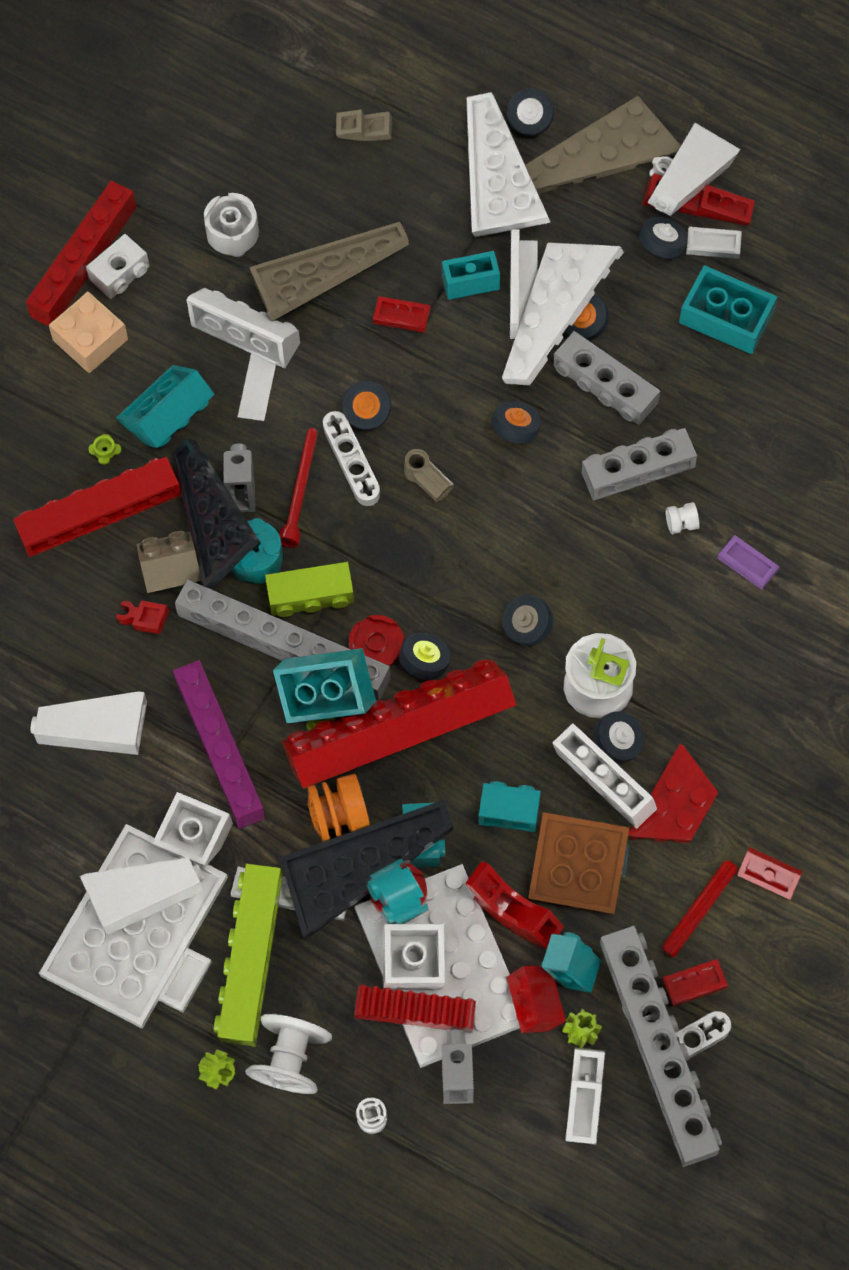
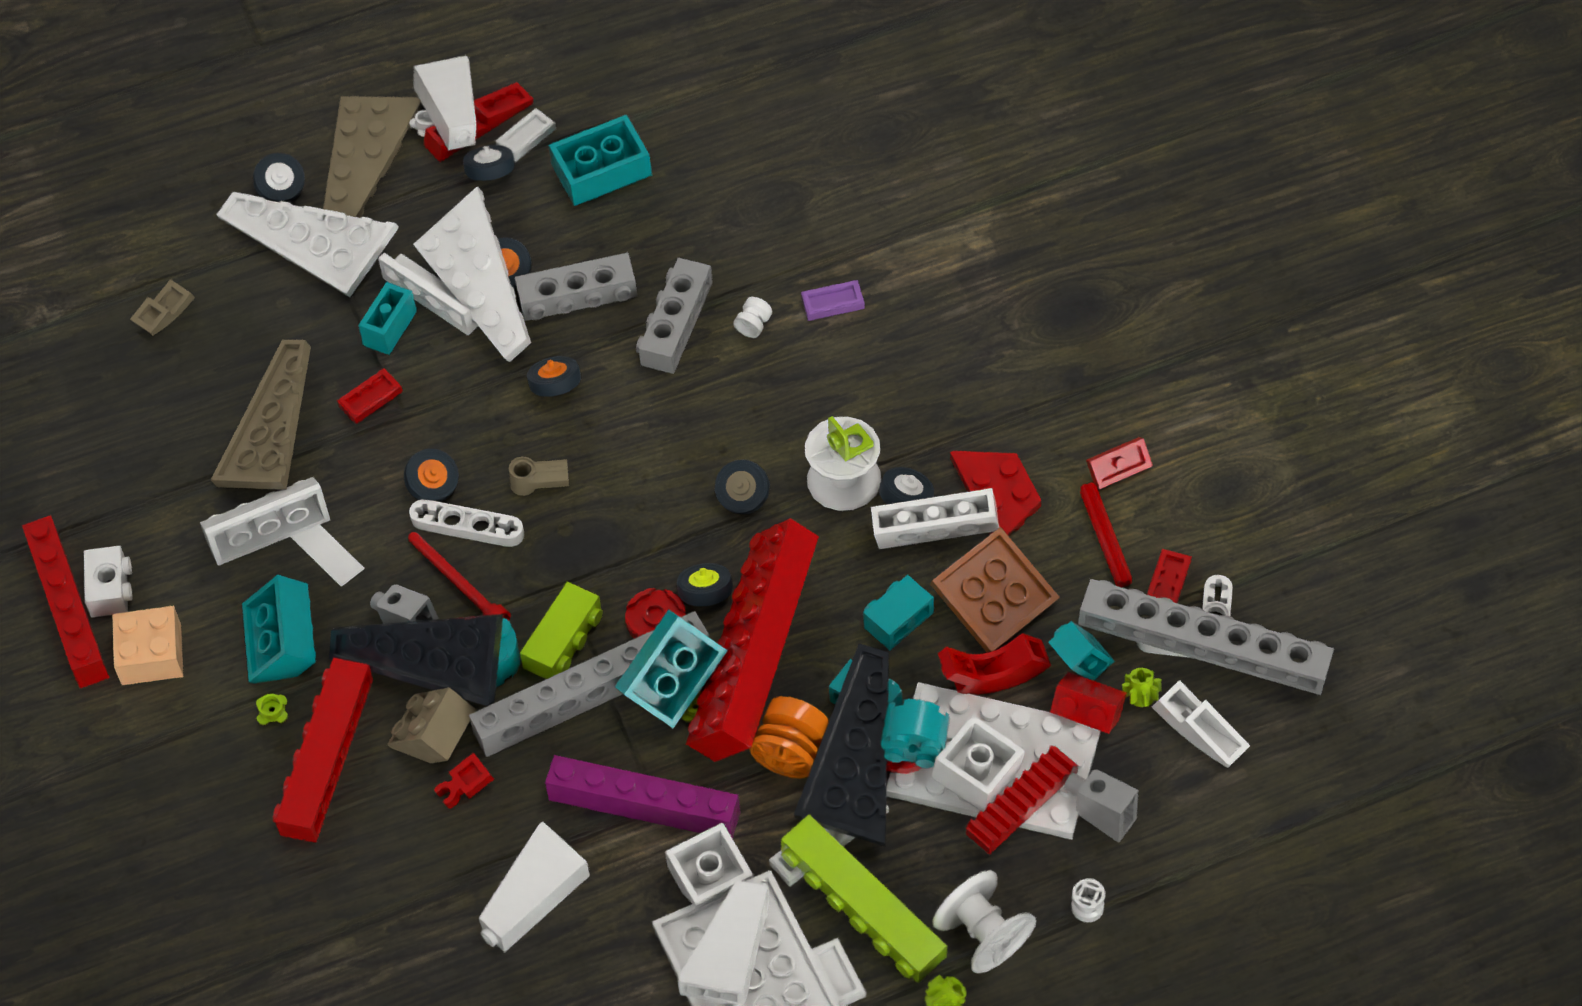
camera: 50 degrees left, 10 degrees down
(231, 224) = (157, 464): white brick -> none

